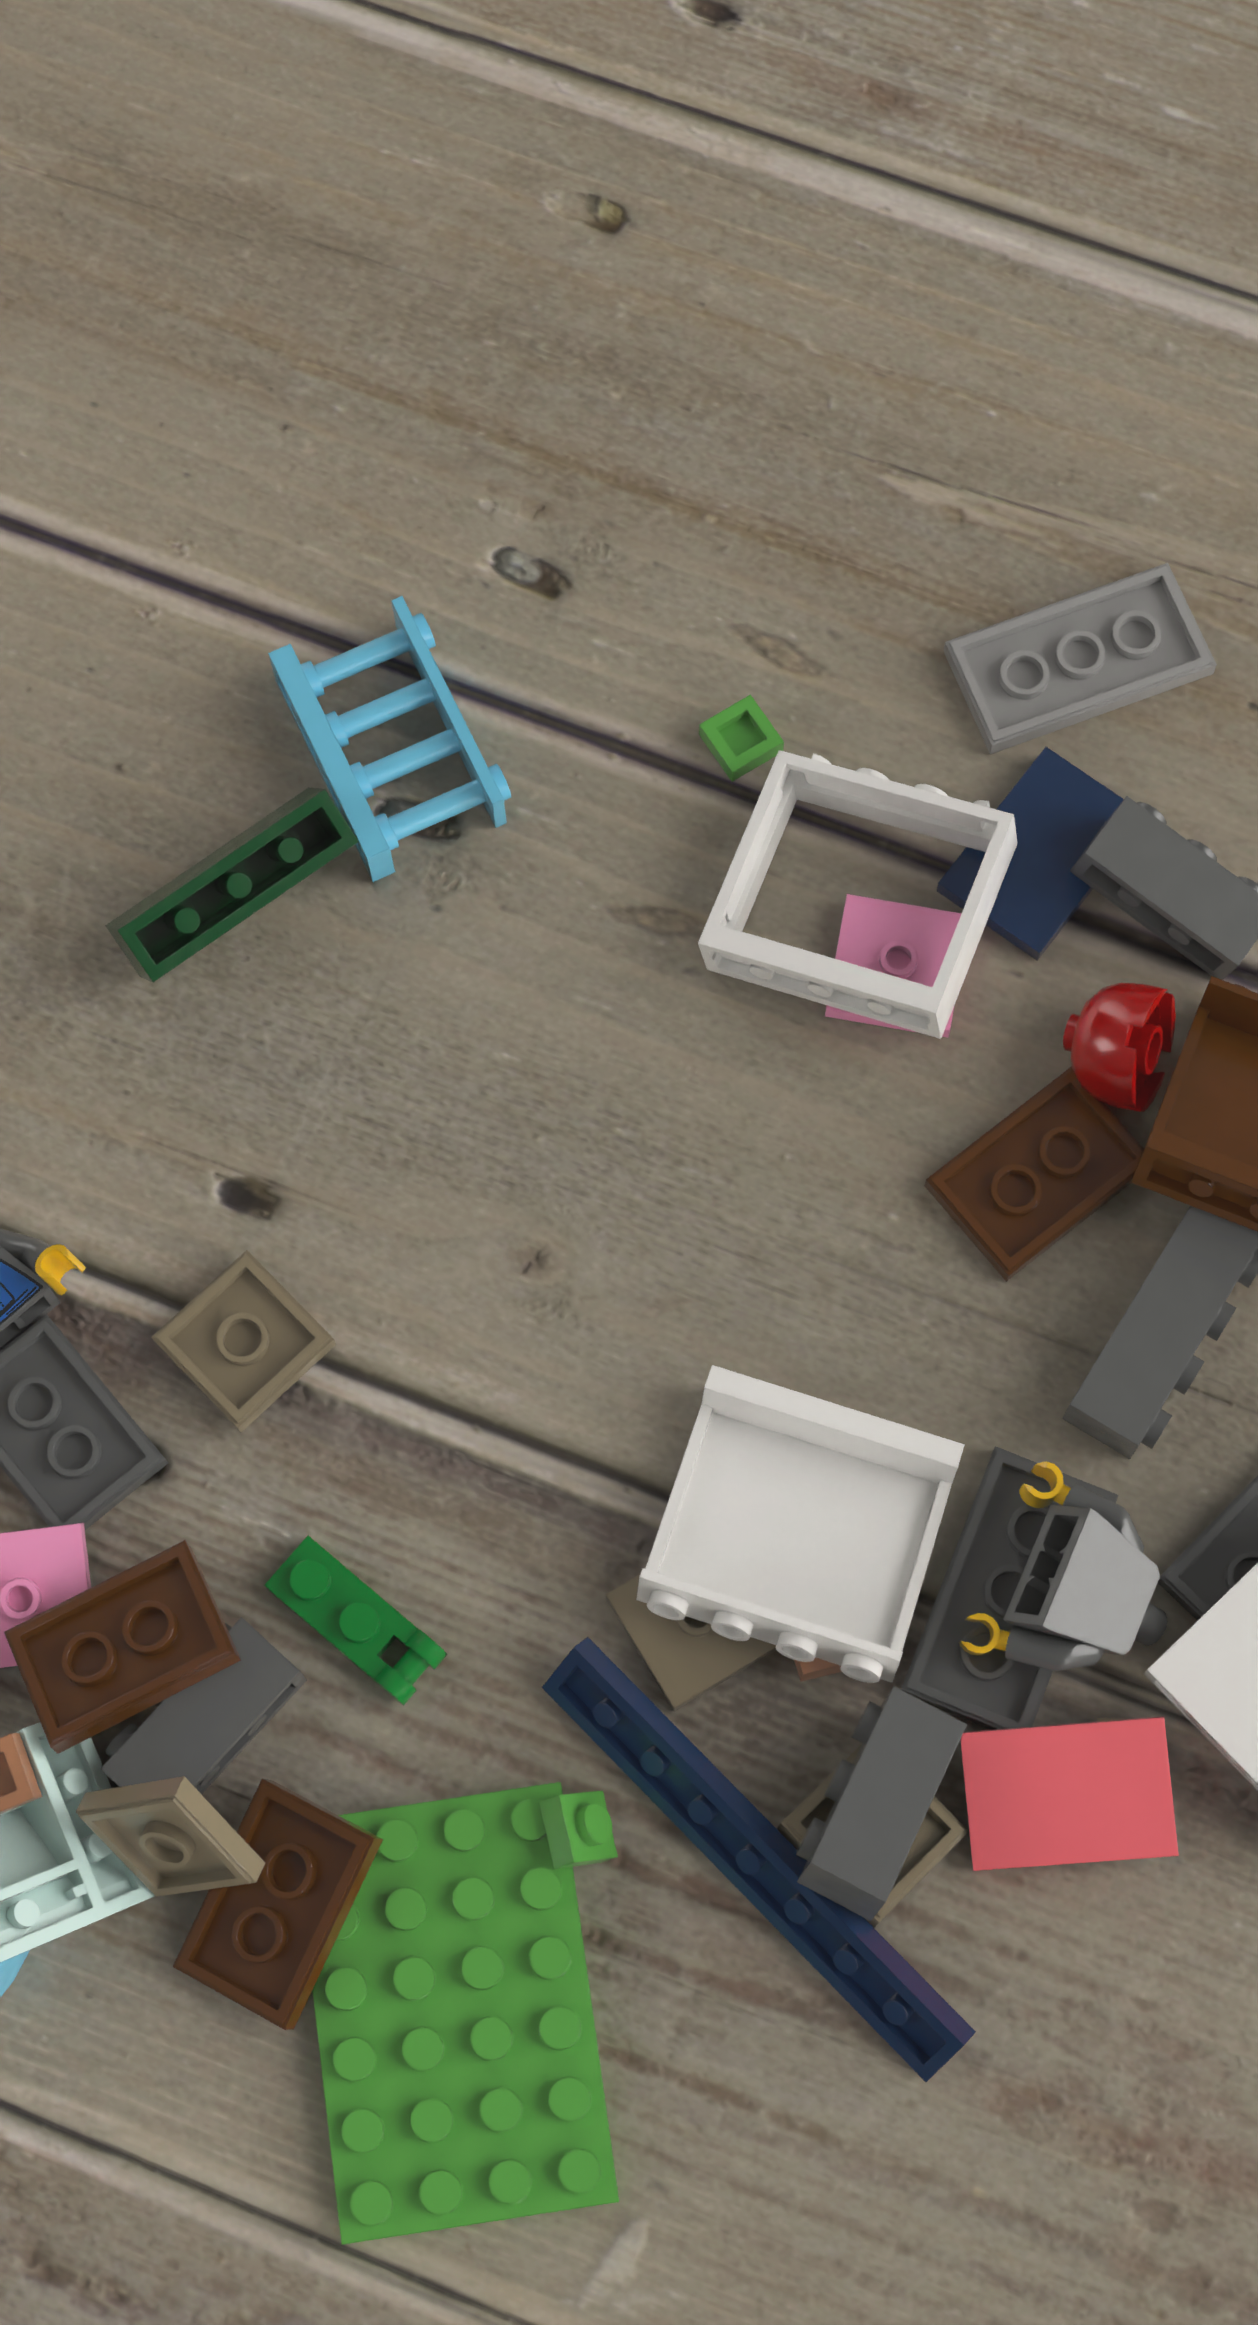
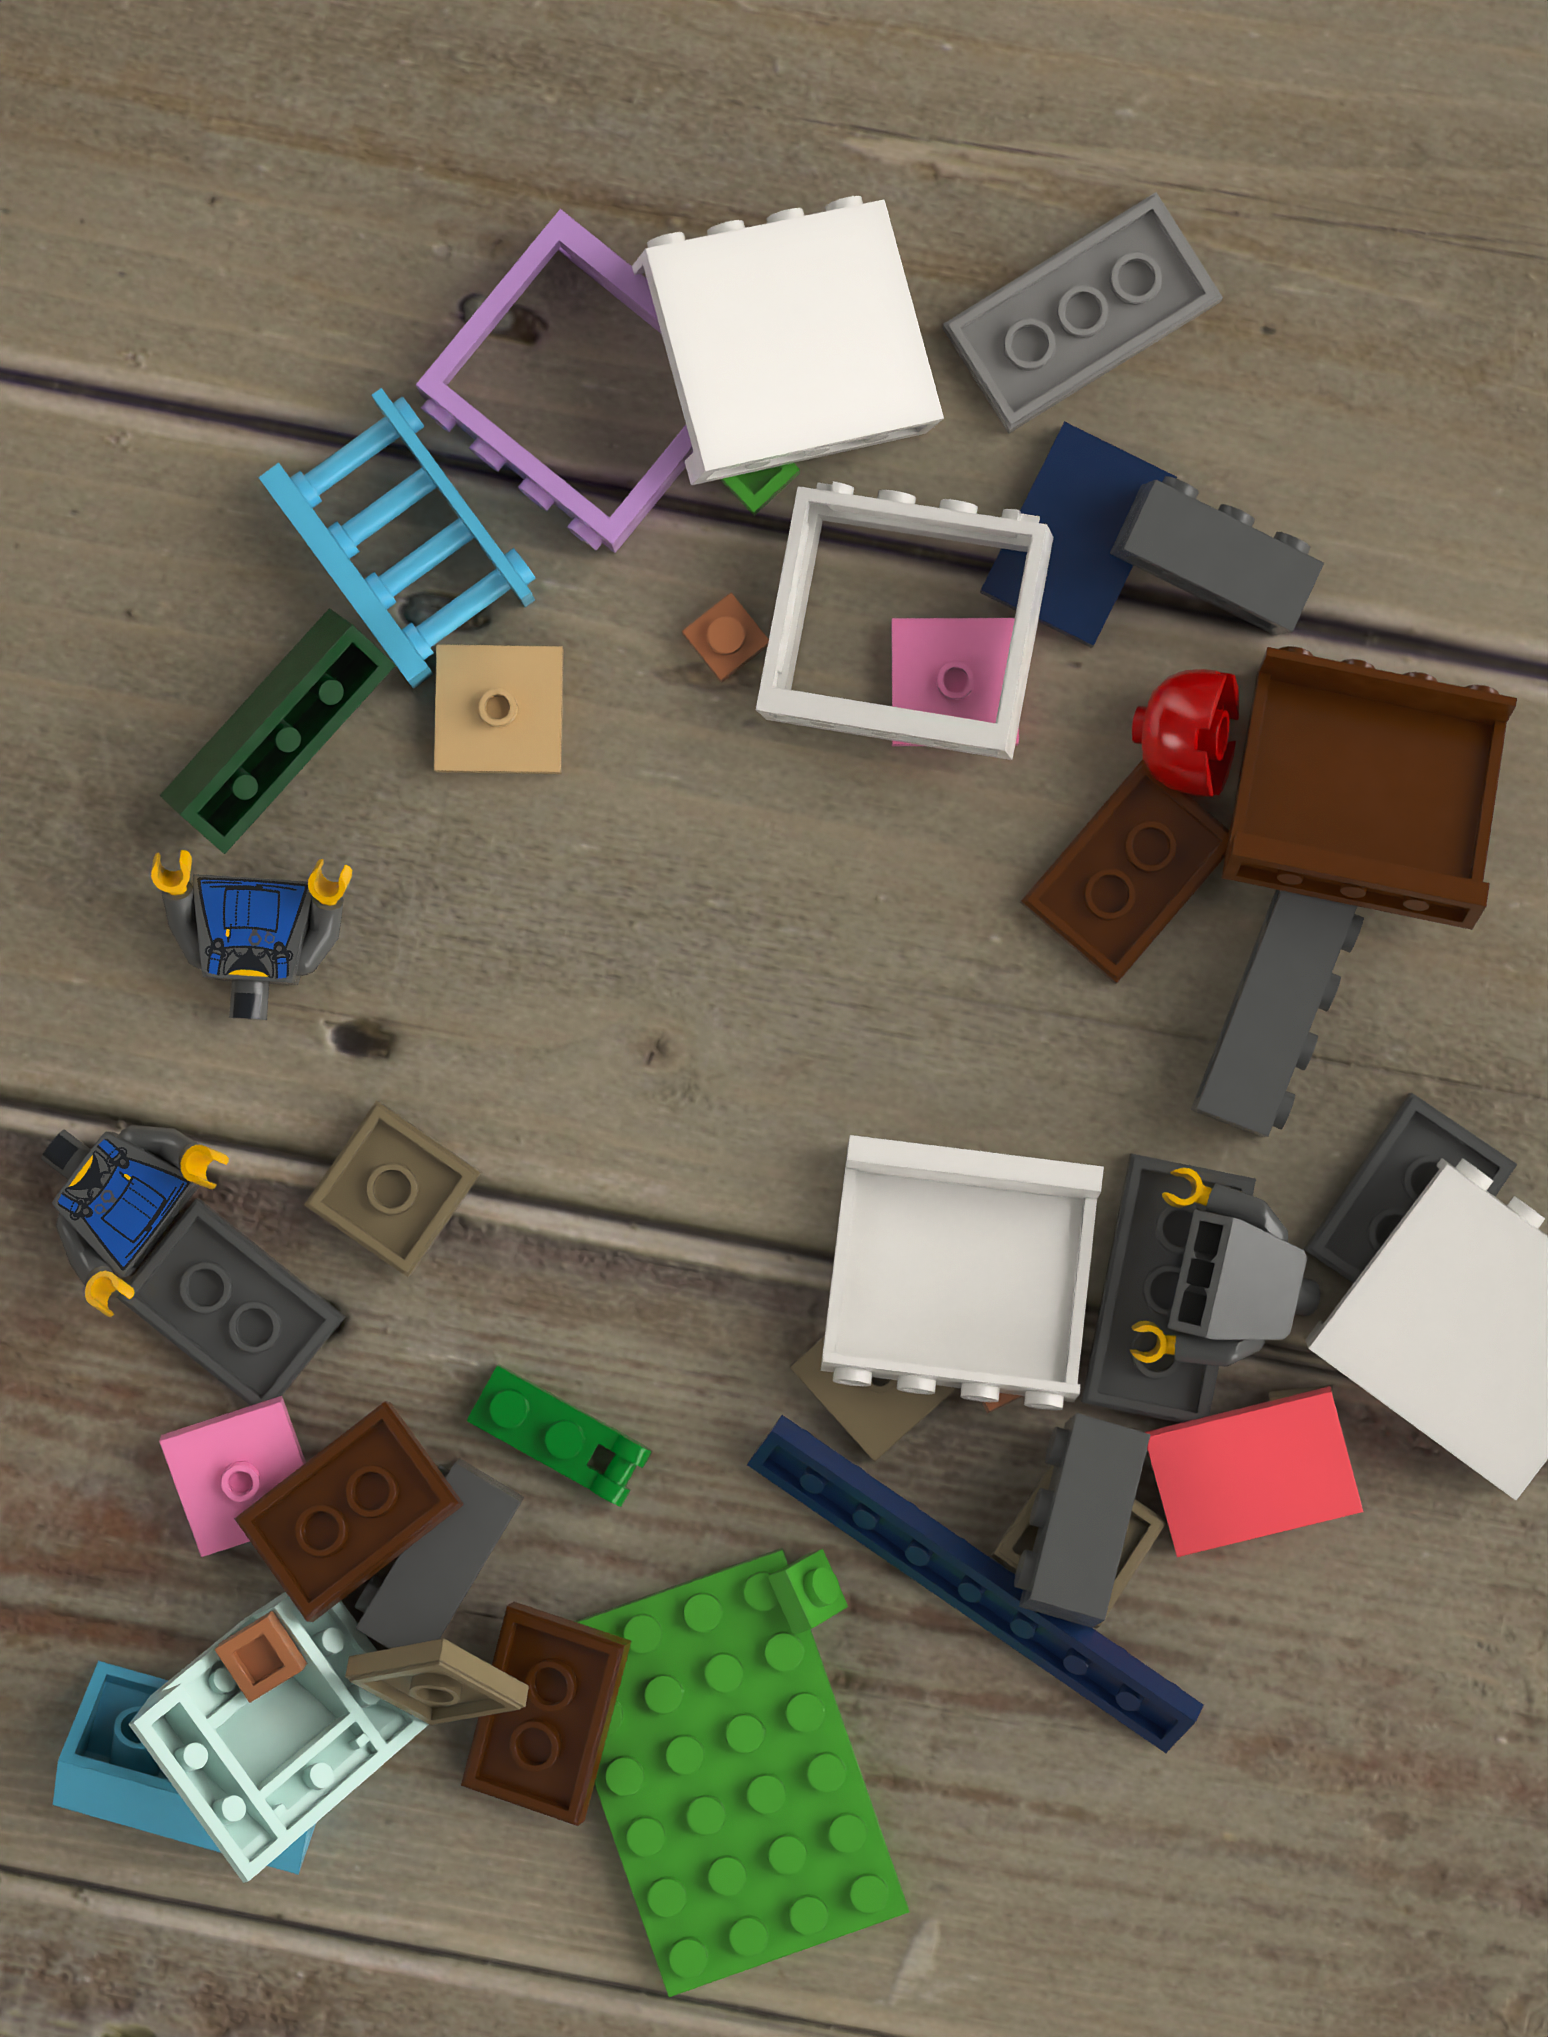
camera: 10 degrees left, 15 degrees up
(164, 1063) = (251, 927): none -> torso
(450, 912) = (498, 709): none -> tan plate
(671, 575) = (497, 447): none -> lavender window
(681, 885) = (726, 637): none -> nougat plate
(797, 621) = (790, 338): none -> white panel

